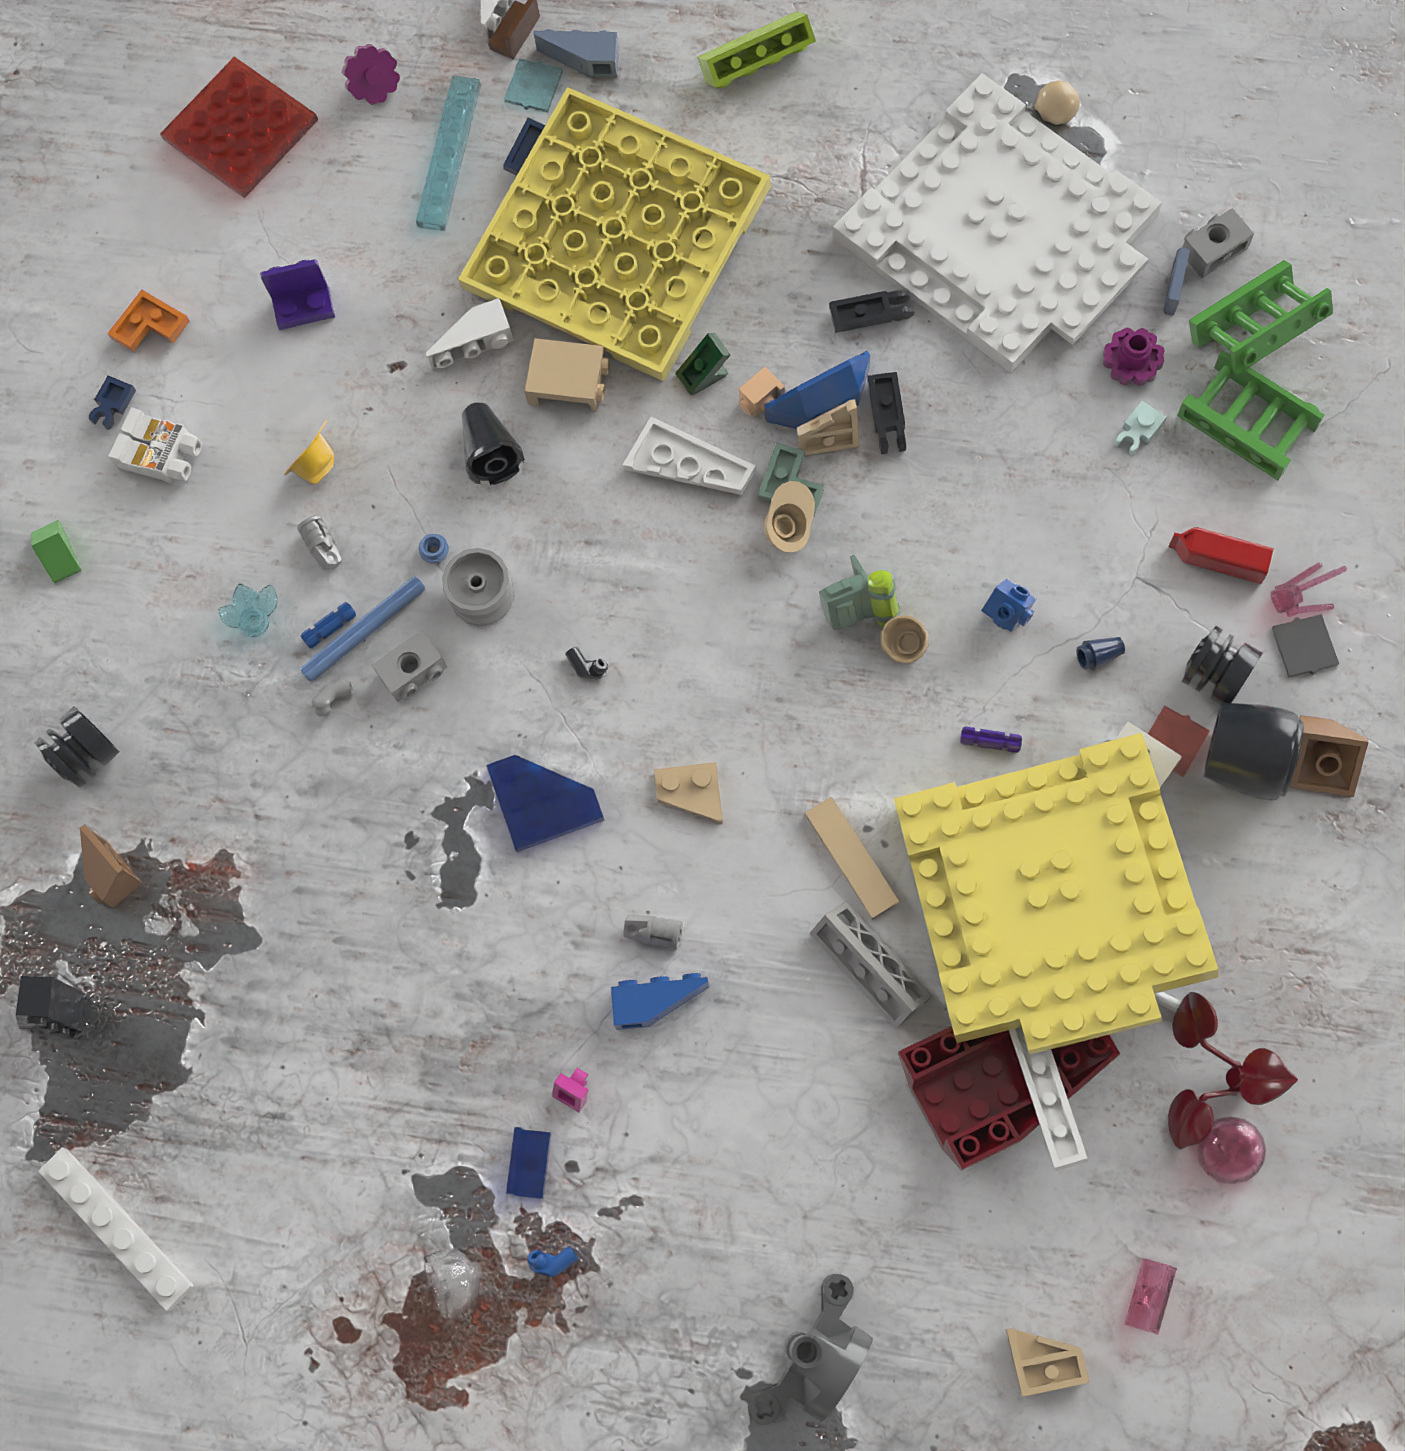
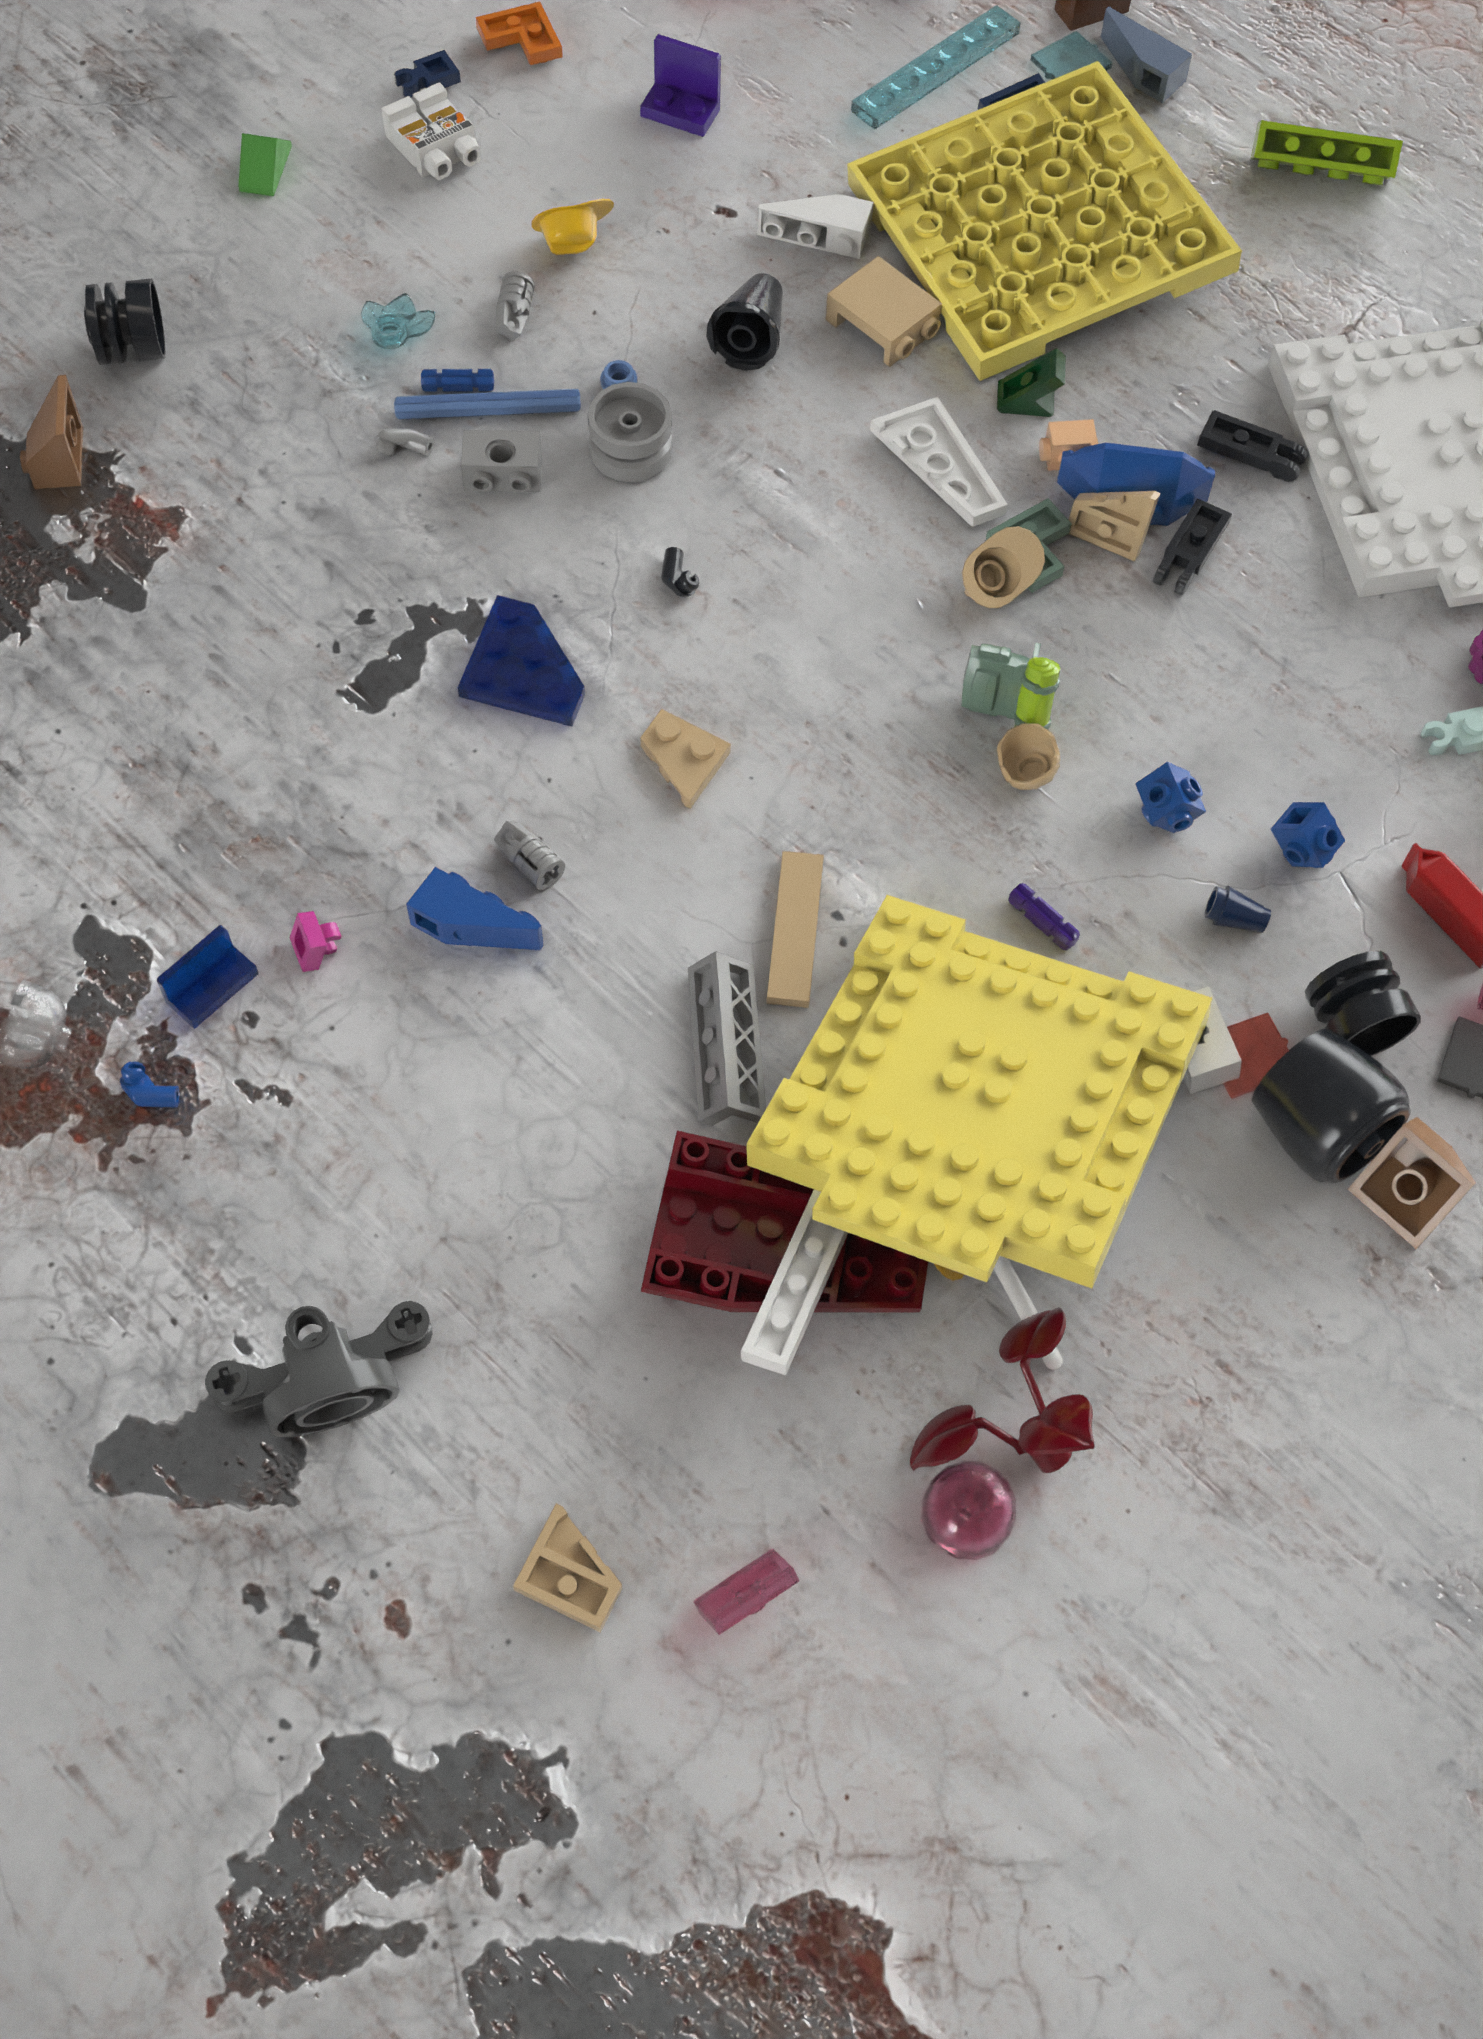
camera: 25 degrees right, 10 degrees down
(1107, 571) = (1308, 834): none -> blue brick

